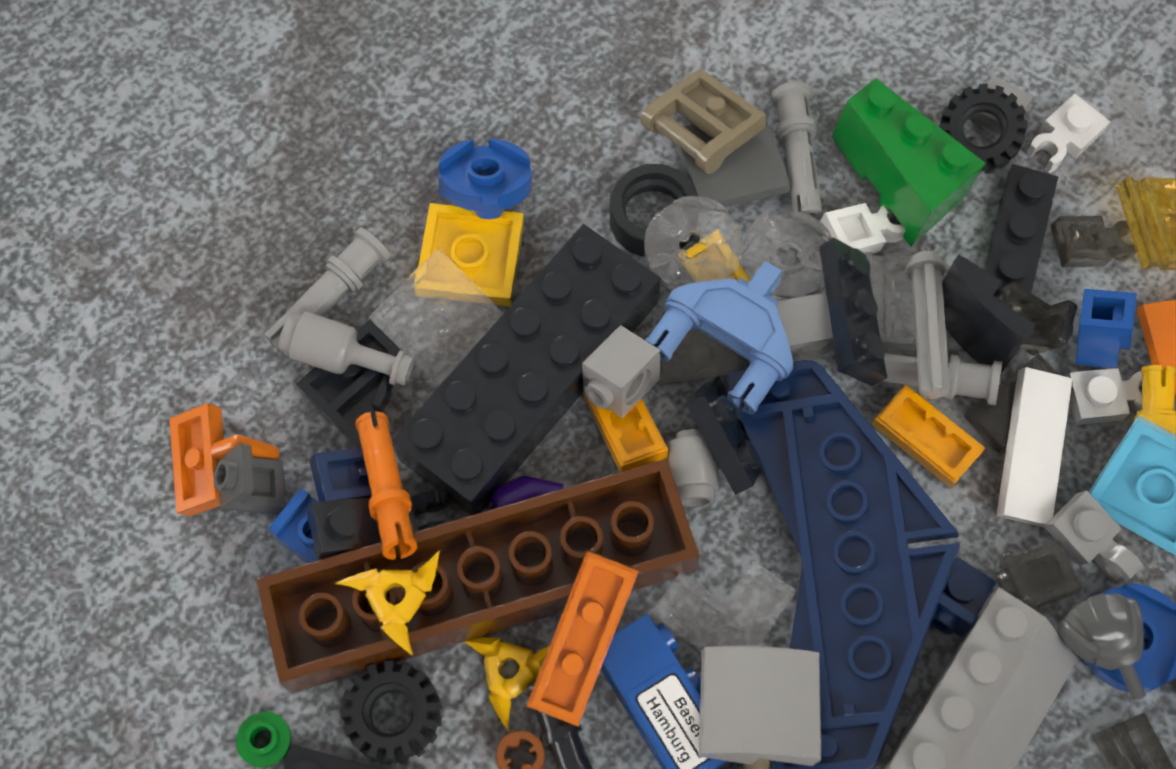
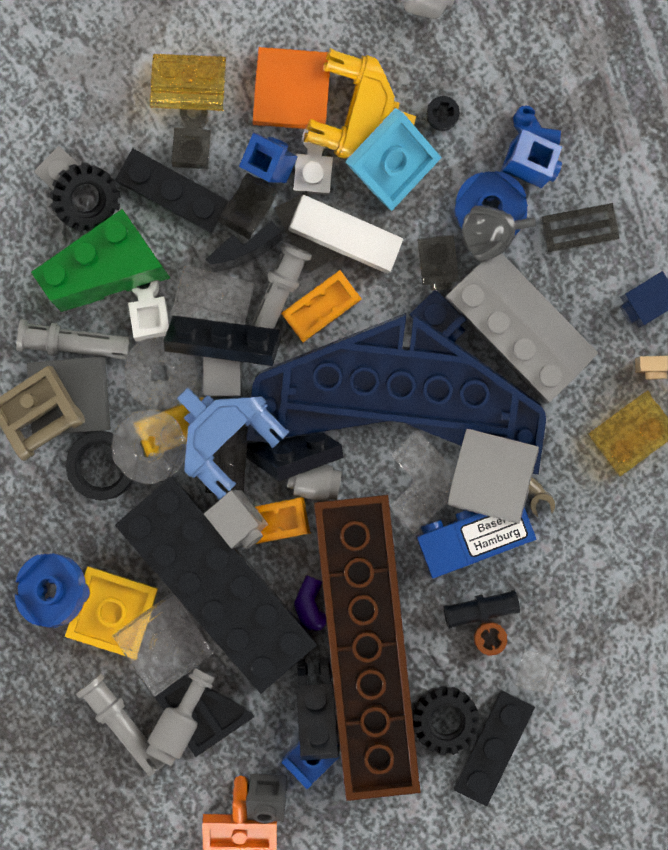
camera: 85 degrees left, 20 degrees up
(279, 743) = (441, 798): green plate -> none
(340, 475) = (279, 727): dark blue bracket -> none
(388, 501) = (305, 702): orange pin -> none
(395, 616) = (372, 693): yellow piece -> none
(503, 689) = (433, 622): yellow piece -> none
(582, 638) = (427, 585): orange tile -> none
(931, 344) = (244, 287): light grey axle -> none
(1068, 130) = (91, 123): white plate -> none
(1088, 535) = (414, 216): light grey plate -> none

